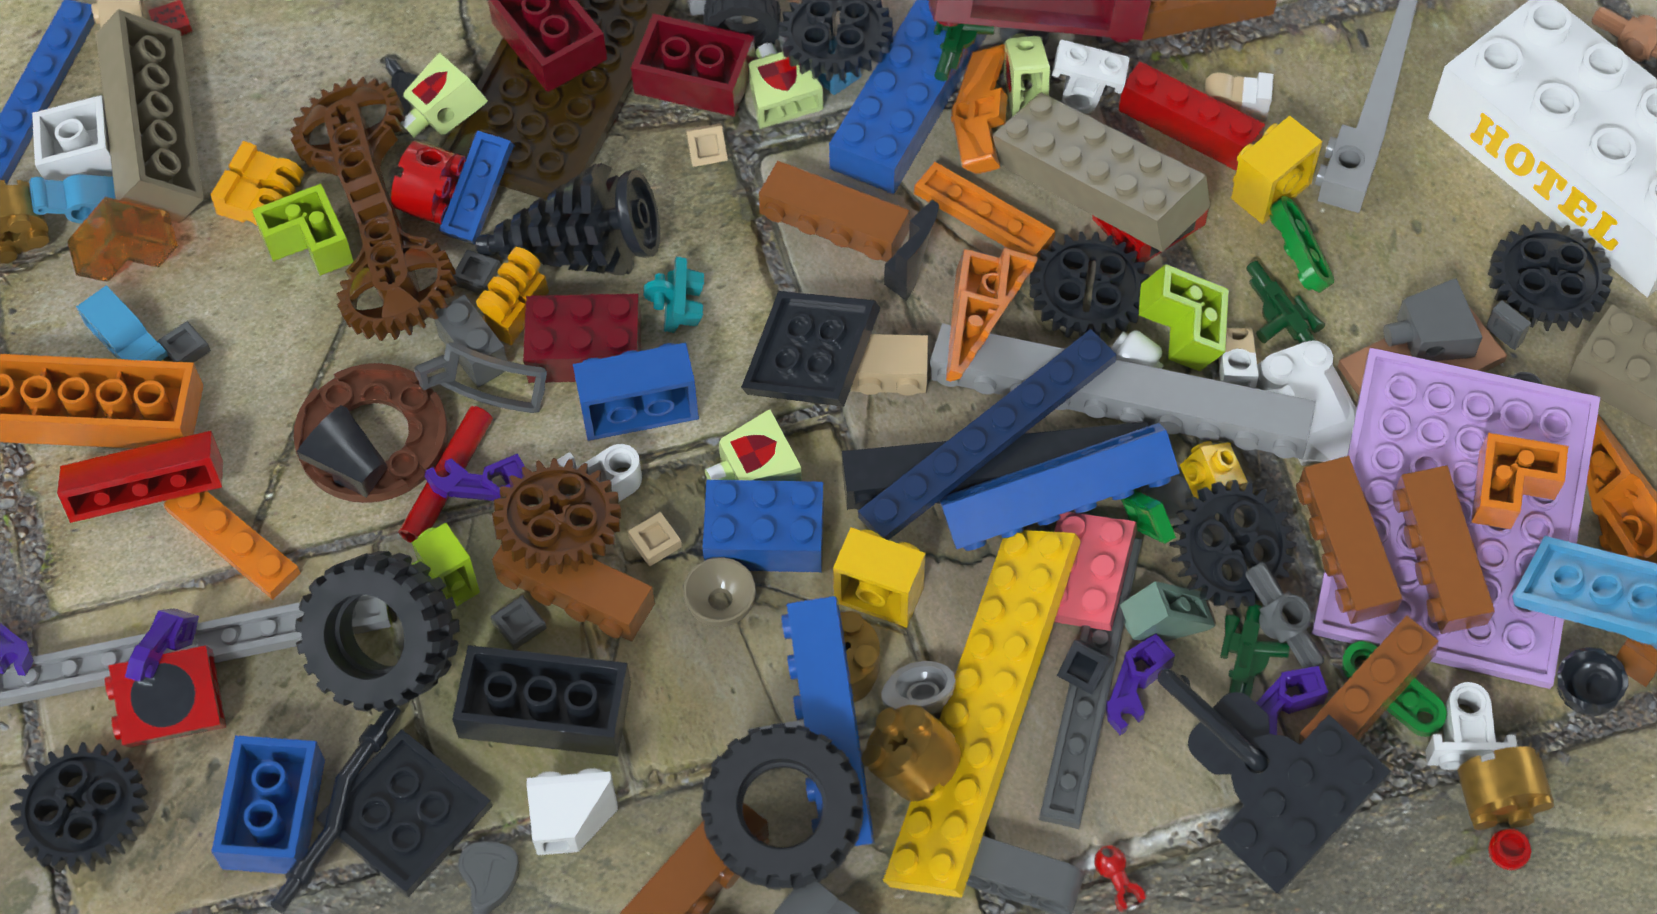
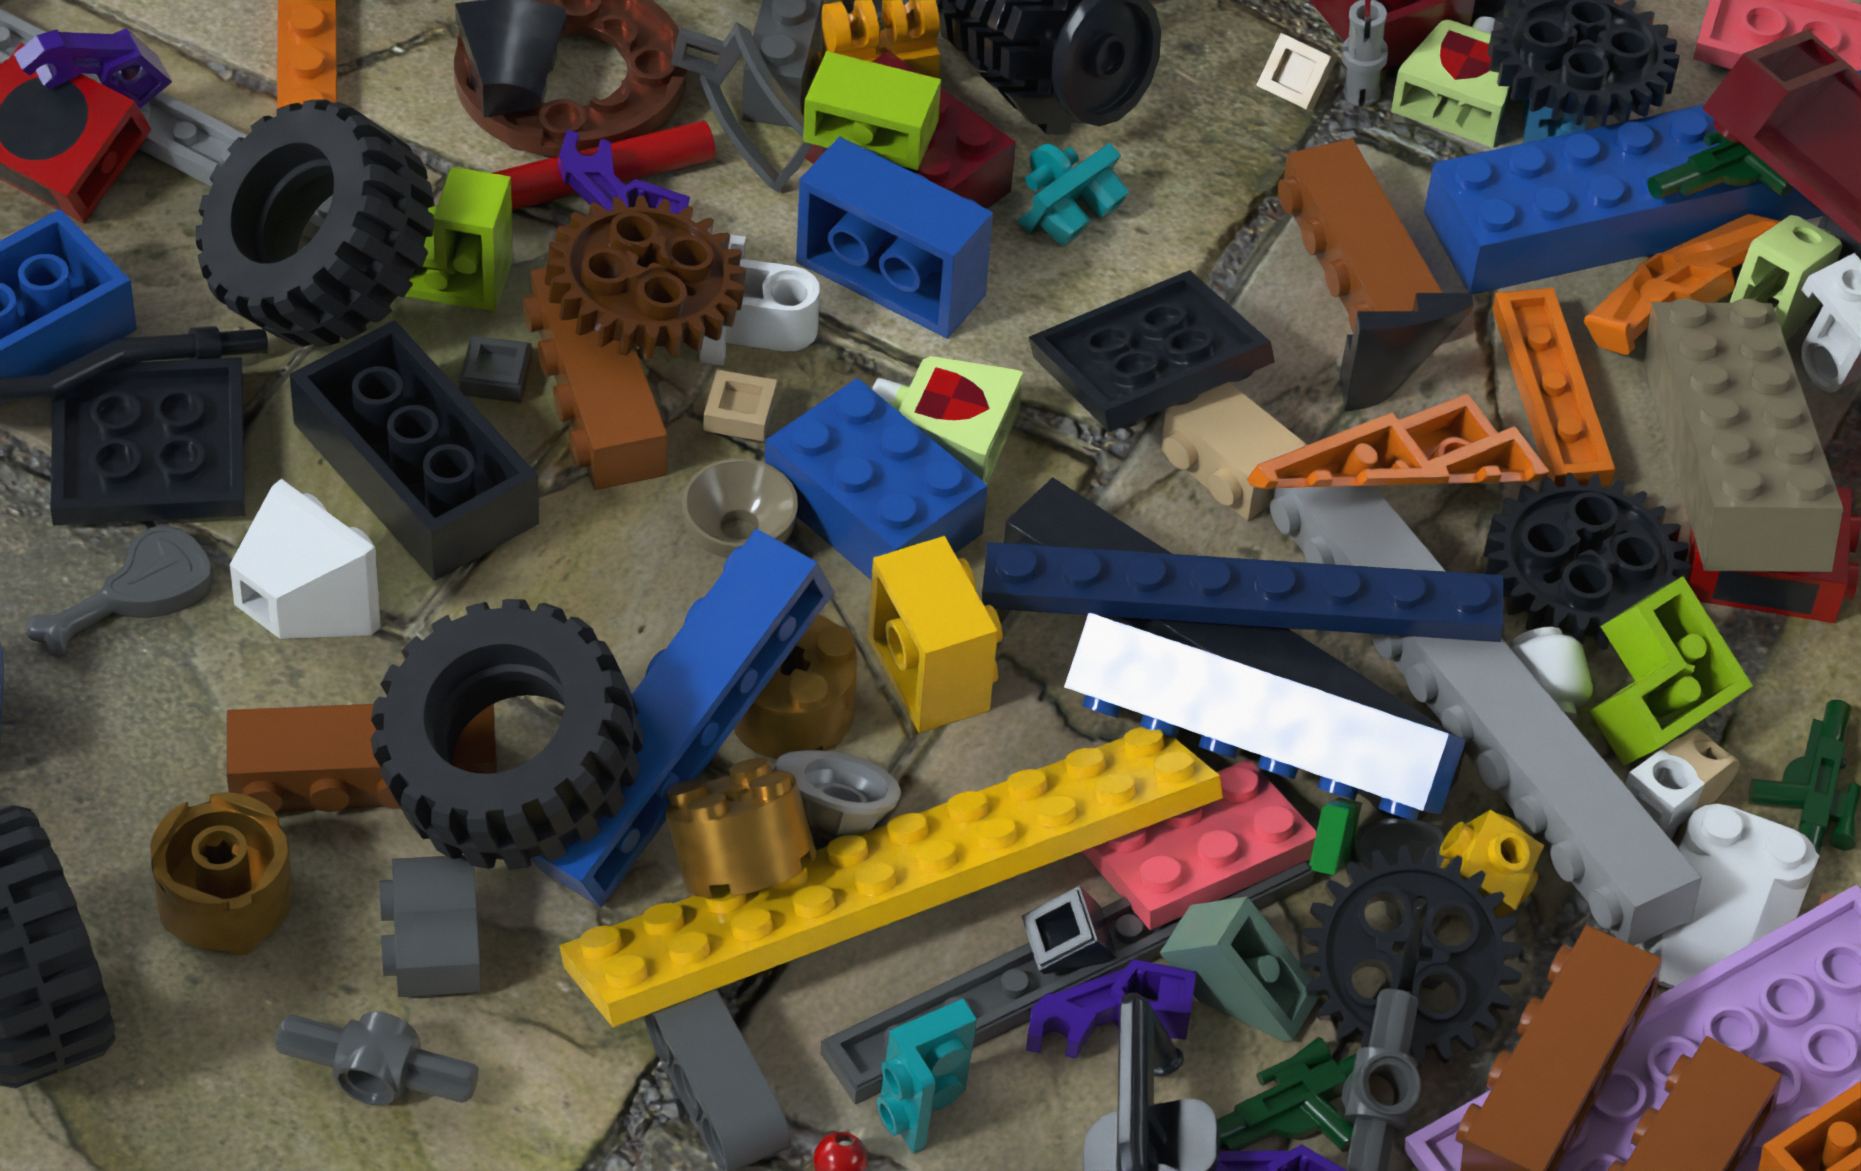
camera: 40 degrees right, 10 degrees down
(569, 336) = (873, 108): none -> lime brick
(735, 110) = (1364, 52): none -> light grey pin
(1111, 802) = (925, 1070): none -> teal bracket

